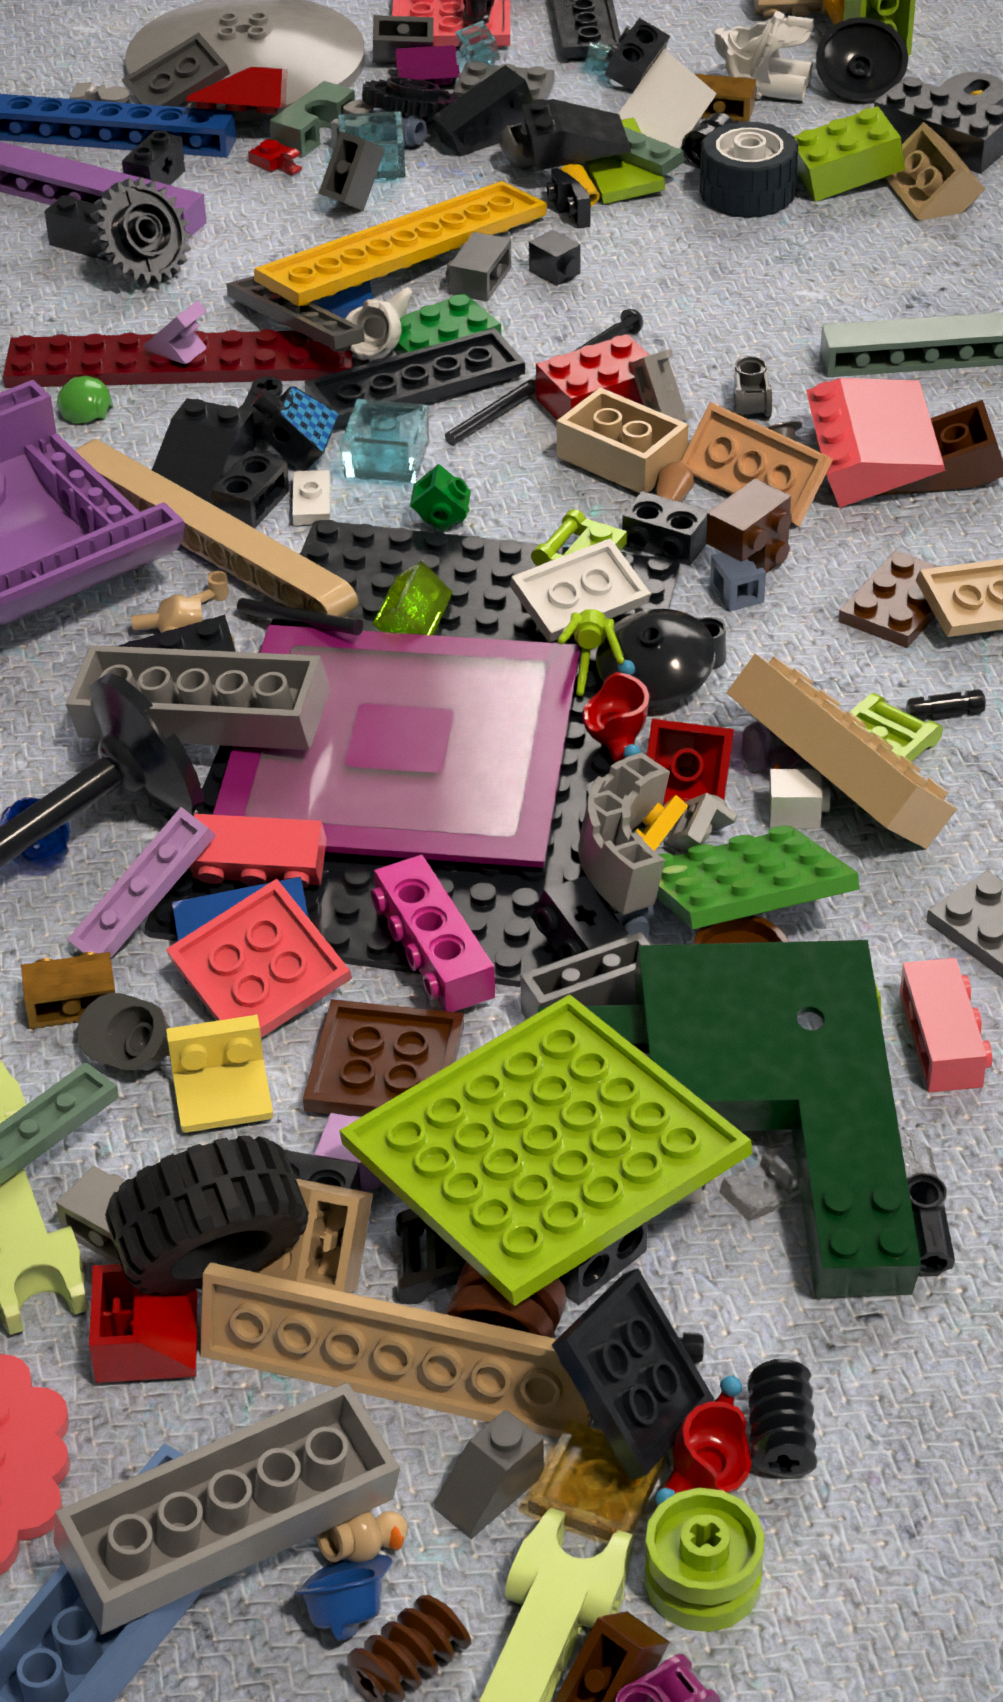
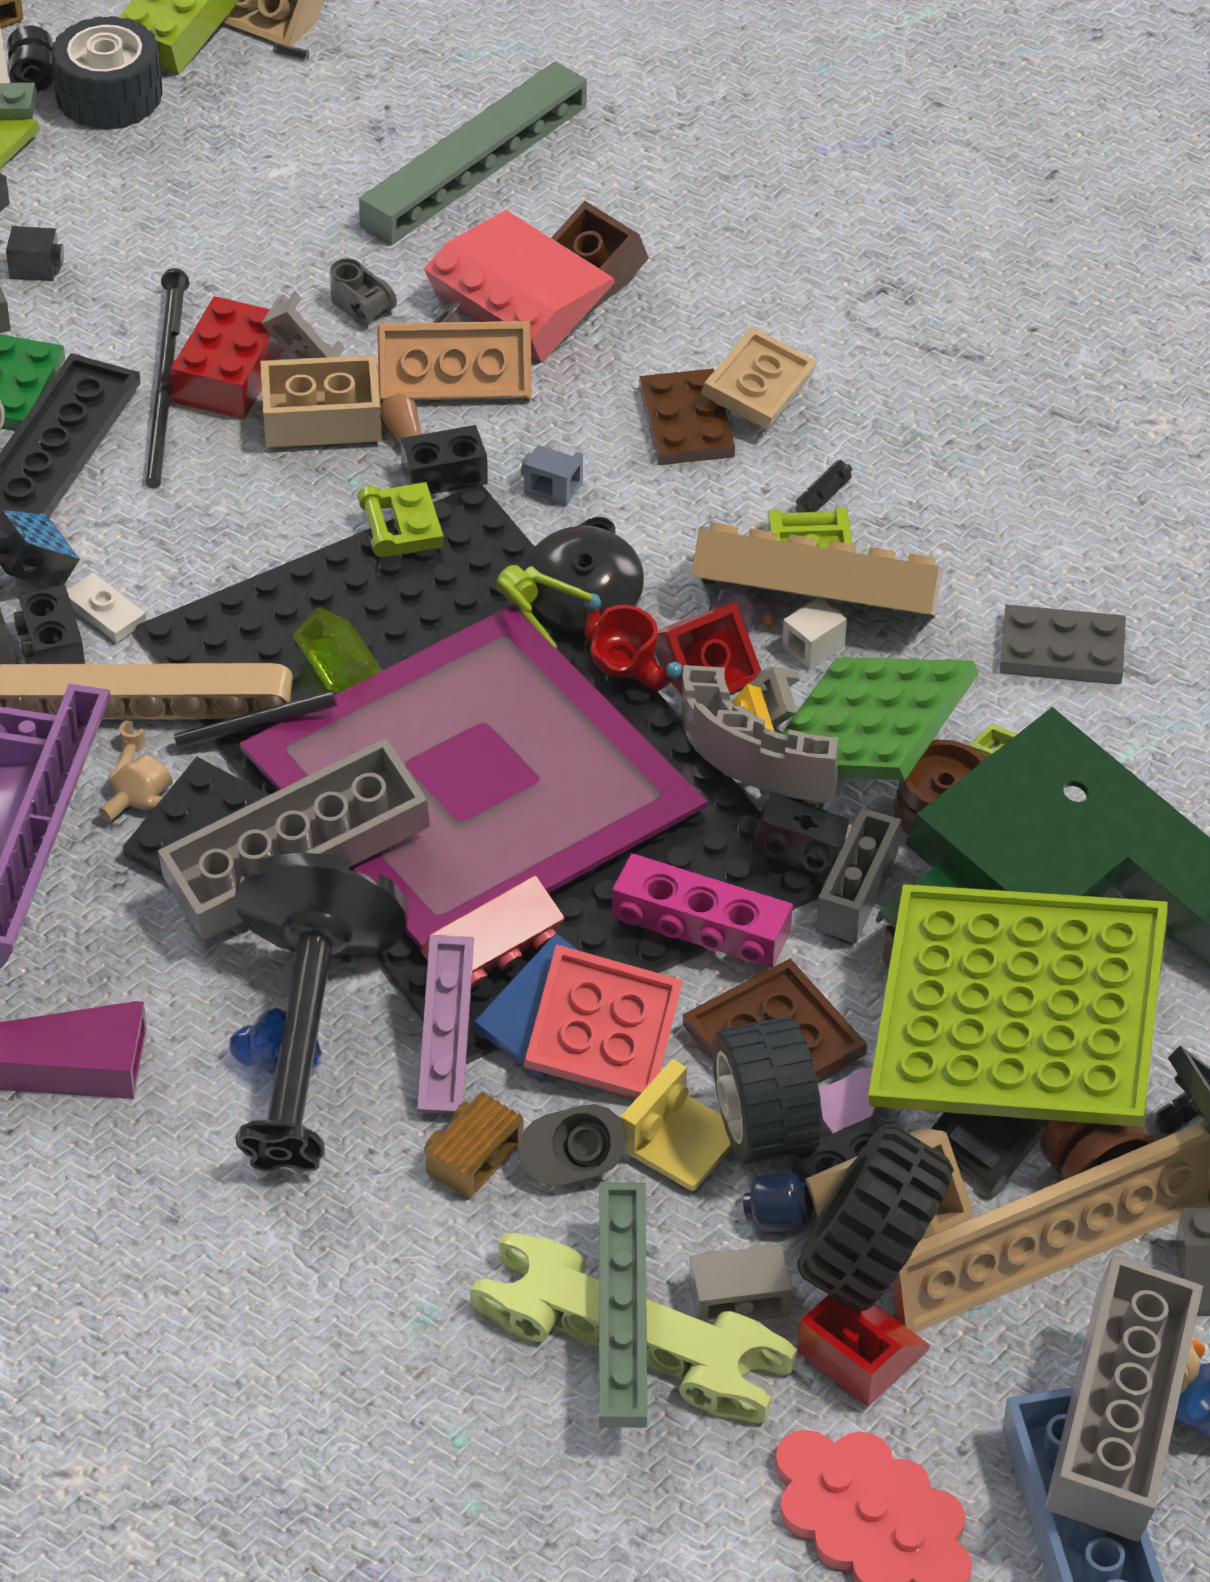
camera: 45 degrees left, 5 degrees up
(279, 1075) = (767, 1089): none -> black wheel
(385, 441) = (120, 516): clear light blue brick -> none
(441, 498) = (235, 542): green brick -> none
(576, 582) = (459, 557): white plate -> none
(752, 525) = (532, 415): reddish brown brick -> none
(916, 220) = (291, 52): none -> black leg
(944, 1025) = (1130, 742): coral brick -> none

